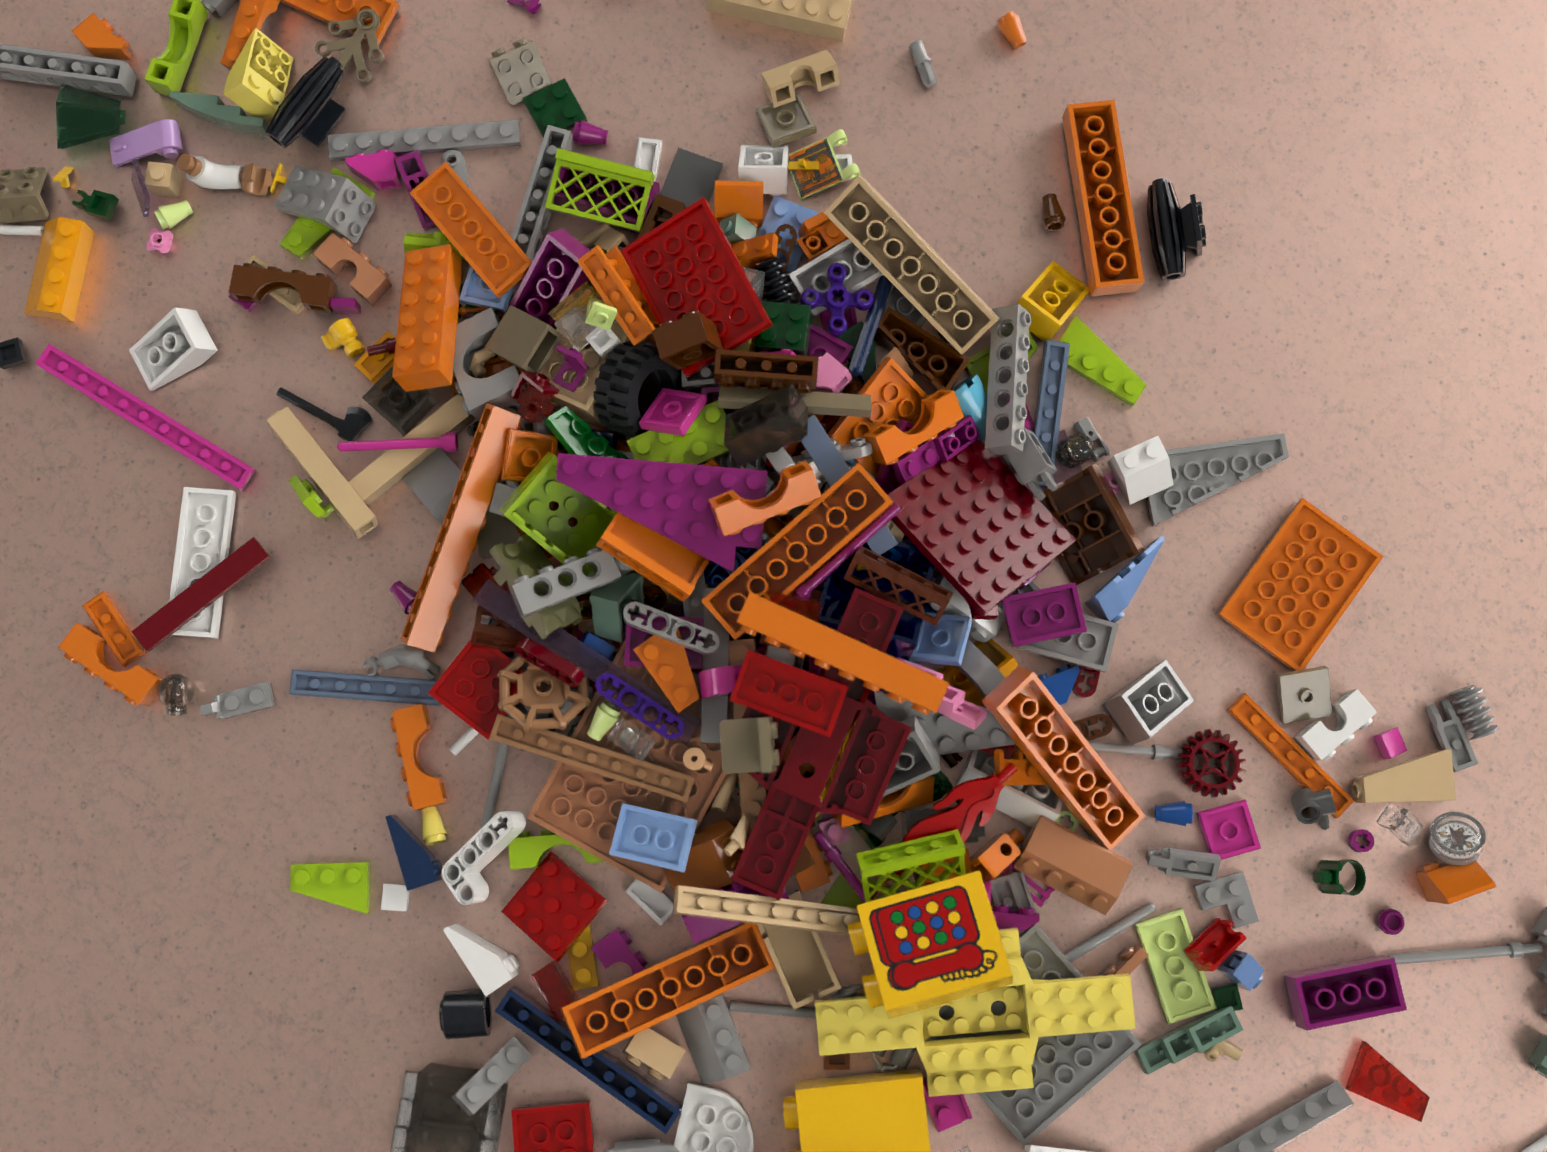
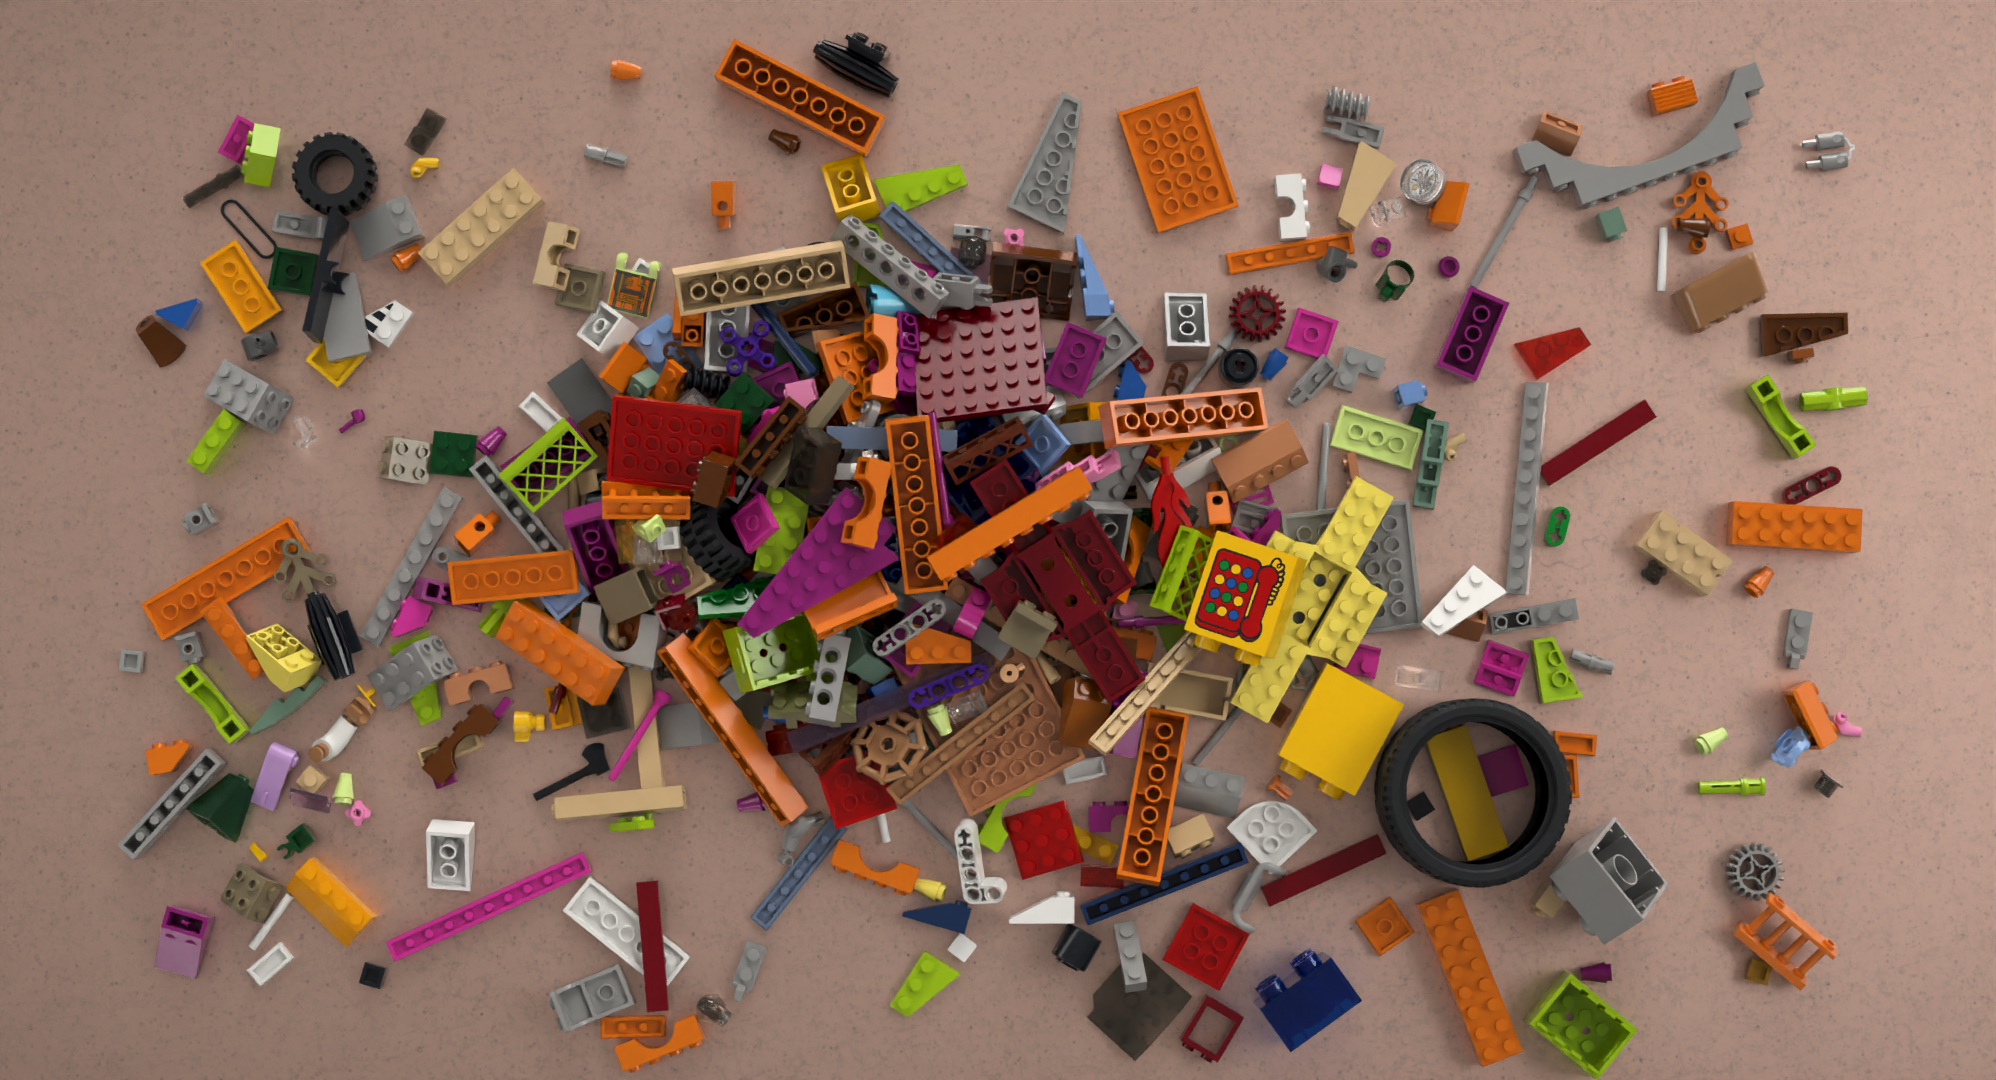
camera: 50 degrees left, 5 degrees up
(110, 568) = (591, 998): none -> light grey bracket
(493, 173) = (473, 540): none -> orange torso
(549, 662) = (874, 728): dark red beam -> none
(653, 837) = (1044, 737): light blue plate -> none
(738, 837) = (1083, 678): tan bar -> none
(763, 1109) = (1279, 787): none -> orange piece
(789, 693) = (1011, 577): red plate -> none
(801, 164) = (623, 300): yellow piece -> none
(966, 187) = (725, 192): none -> orange torso
(1134, 782) = (1238, 379): none -> black piece
(1142, 470) = (1020, 215): white slope -> none
(1214, 945) = (1379, 402): red hinge -> none
(1304, 694) = (1255, 213): plate -> none

